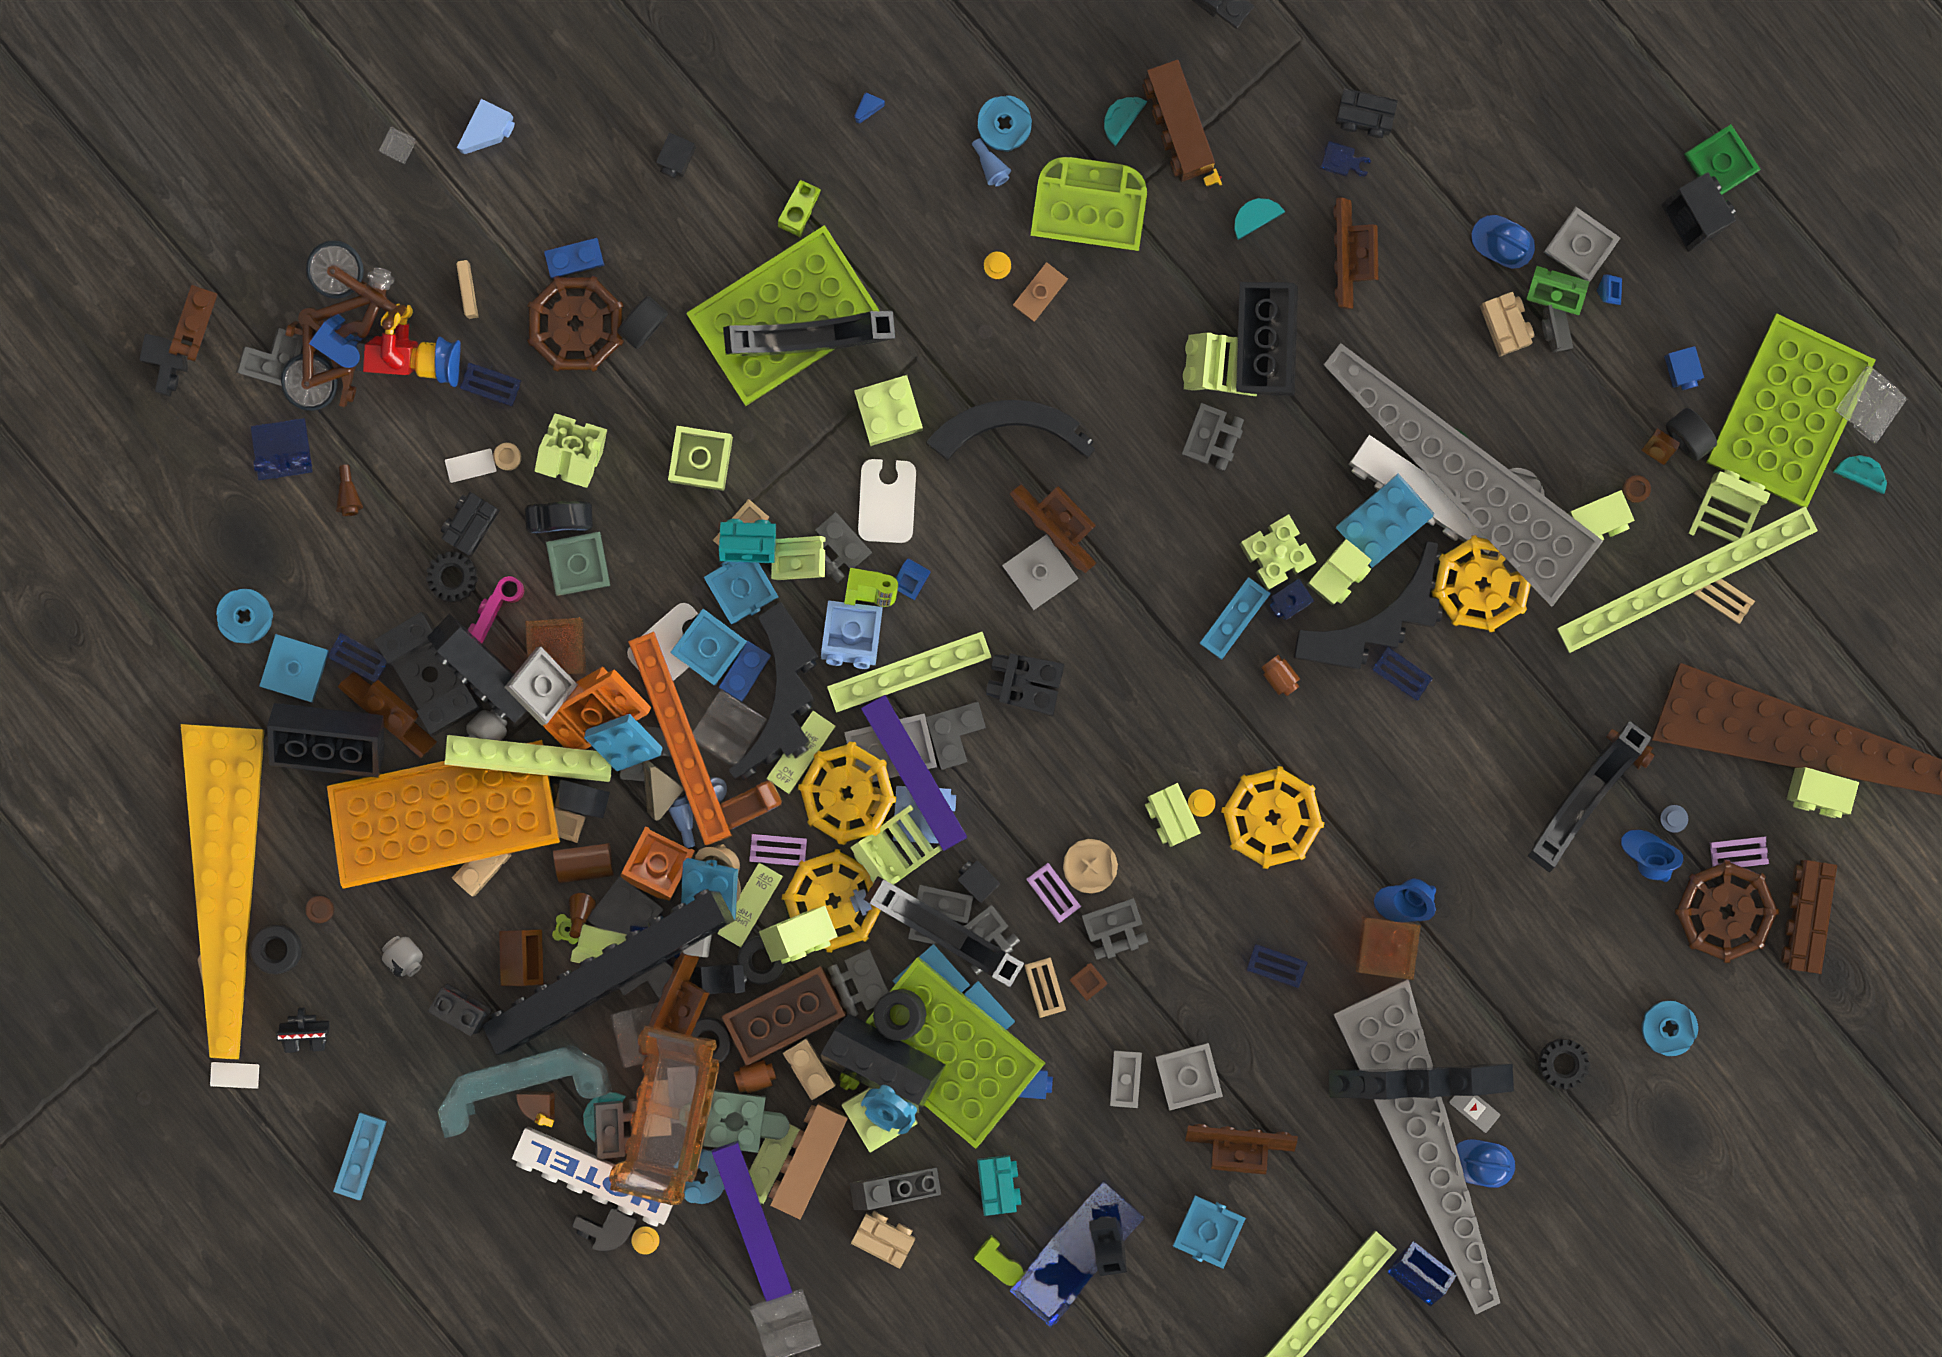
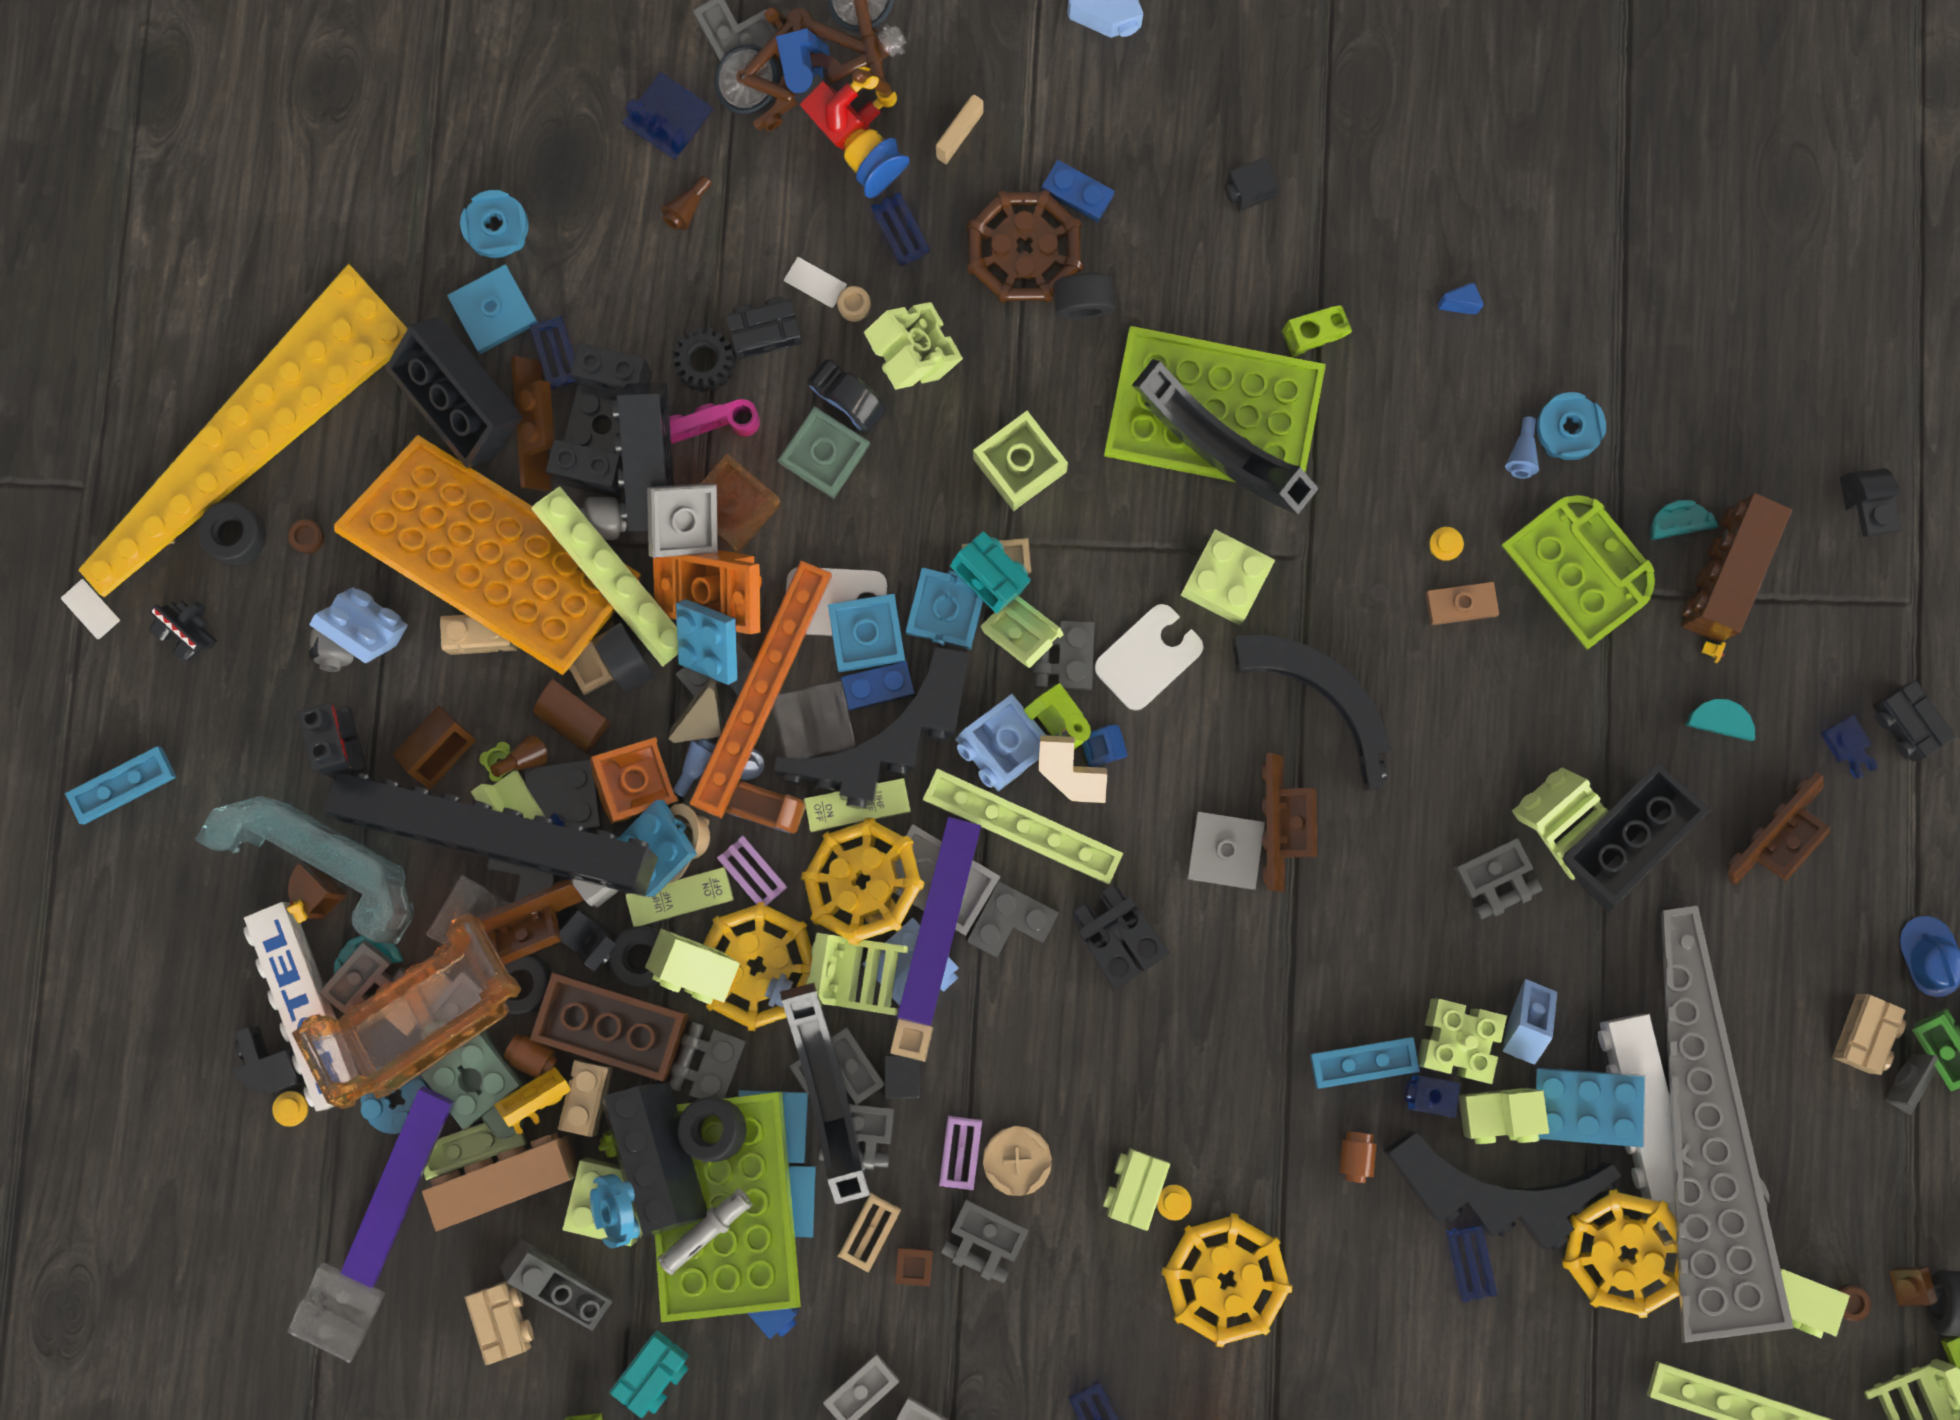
camera: 45 degrees right, 5 degrees down
(409, 928) = (360, 625): none -> light blue plate
(779, 1096) = (535, 1095): none -> yellow plate
(913, 617) = (1075, 782): none -> tile
(951, 1072) = (716, 1221): none -> light grey pin
(964, 855) = (911, 1040): none -> tan tile
(1307, 503) = (1530, 1022): none -> light blue slope

